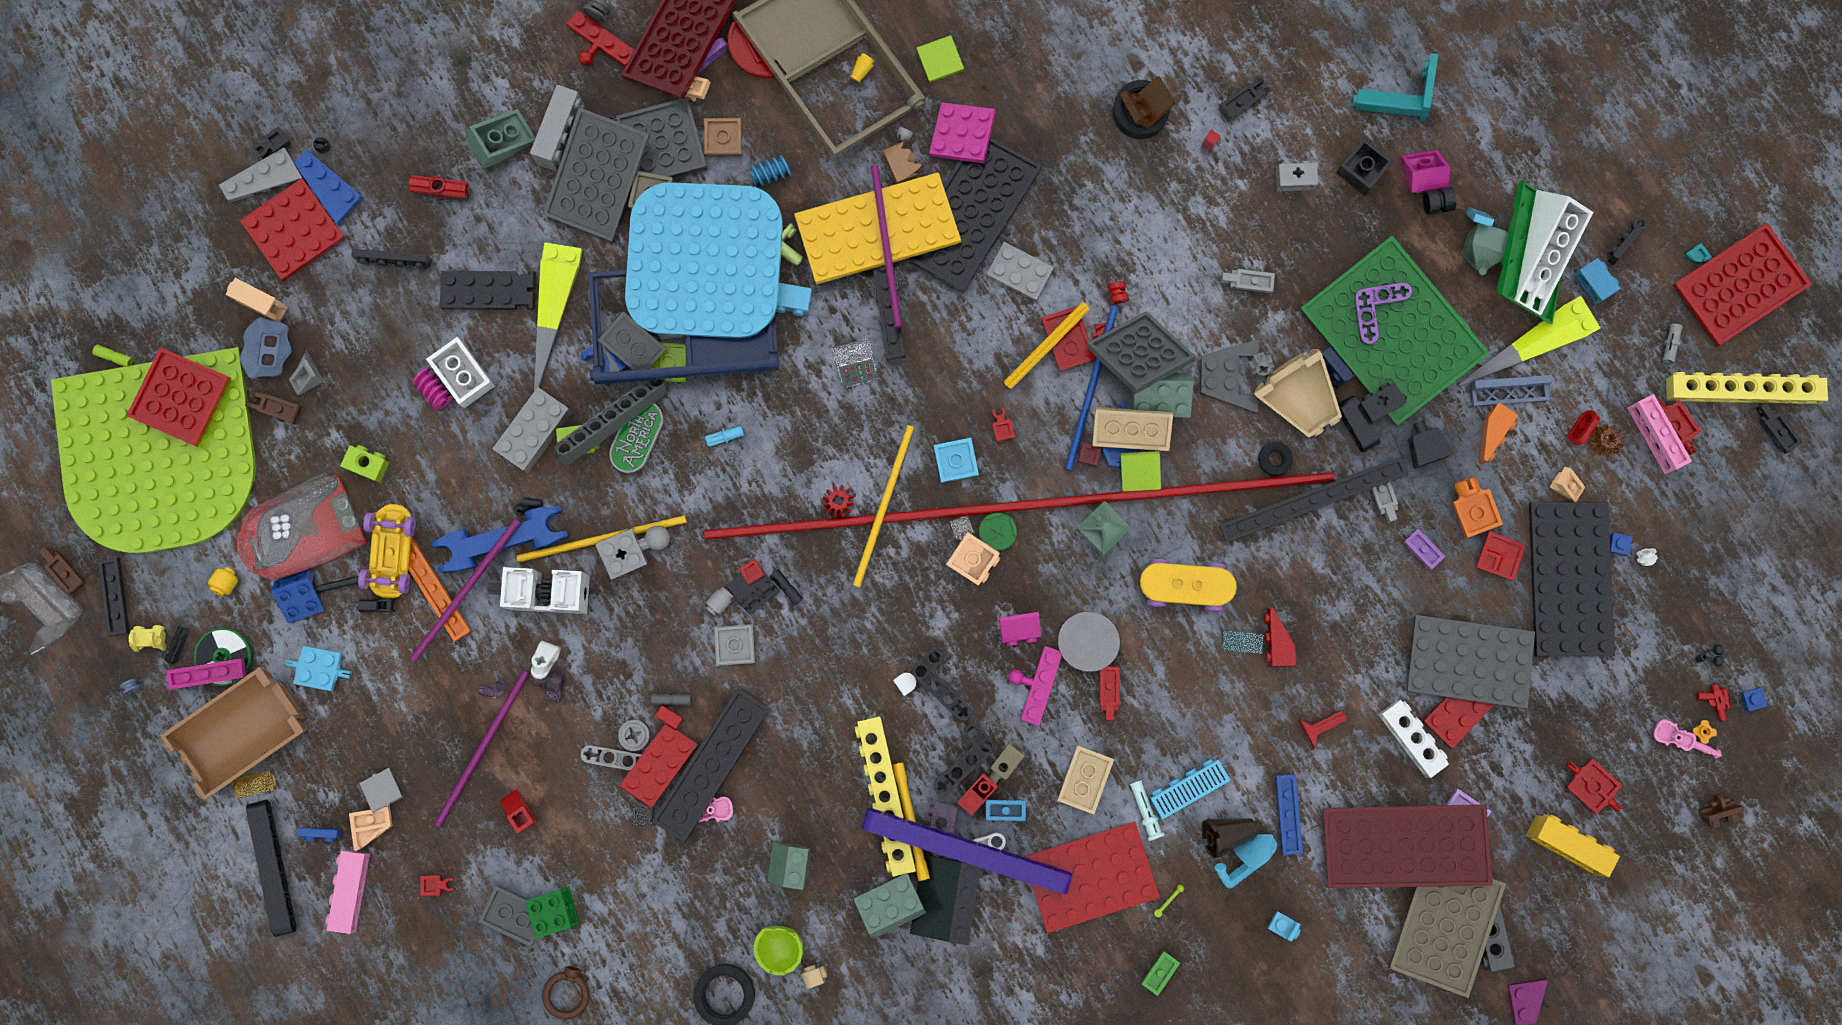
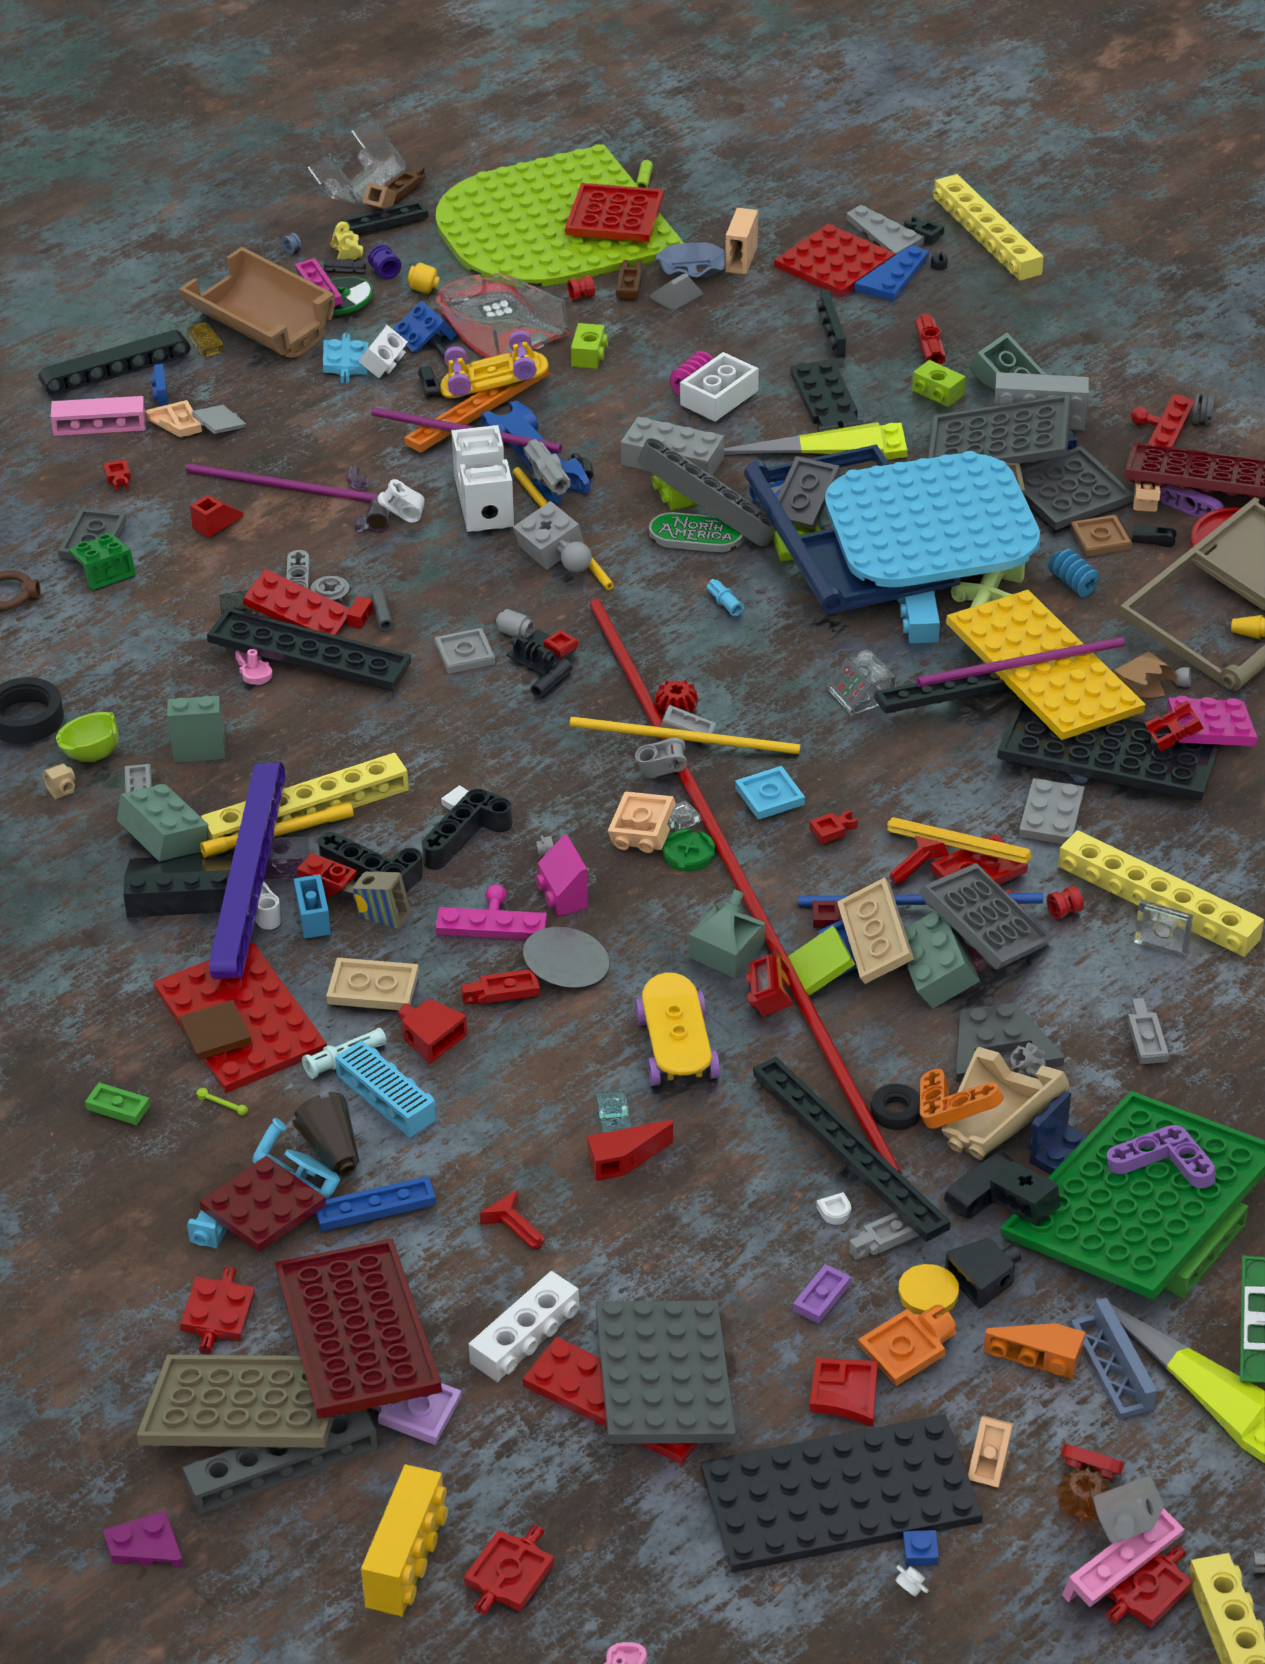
camera: 75 degrees right, 40 degrees down
(85, 596) = (379, 197): none -> medium nougat brick
(187, 610) = (384, 261): none -> dark purple piece
(222, 99) = (988, 227): none -> light yellow brick
(277, 450) = (581, 287): none -> red wheel
(327, 639) = (383, 352): none -> white brick
(490, 198) = (938, 383): none -> lime brick
(542, 536) = (547, 467): none -> light grey piece
(734, 101) = (1154, 535): none -> black bar
(833, 917) = (137, 777): none -> light grey plate
(868, 500) = (682, 720): none -> light grey plate
(907, 523) = (660, 758): none -> light grey piece
(968, 162) = (1171, 721): none -> red piece
(974, 631) = (544, 845): none -> light grey plate
(1051, 379) = (926, 850): none -> red piece
(1114, 897) = (215, 1030): none -> reddish brown tile
(1139, 748) = (432, 1028): none -> red torso
(1152, 512) = (768, 984): none -> red window
(1160, 236) = (1164, 928): none -> clear slope
(1172, 184) = (1139, 881): none -> light yellow brick
(1281, 888) = (262, 1203): none -> dark red plate
(1298, 428) = (957, 1106): none -> orange beam
(1352, 521) = (835, 1209): none -> white tile
(1354, 930) = (217, 1309): none -> red plate
(1431, 483) = (928, 1286): none -> yellow tile
(1646, 423) = (1125, 1509): none -> light grey torso

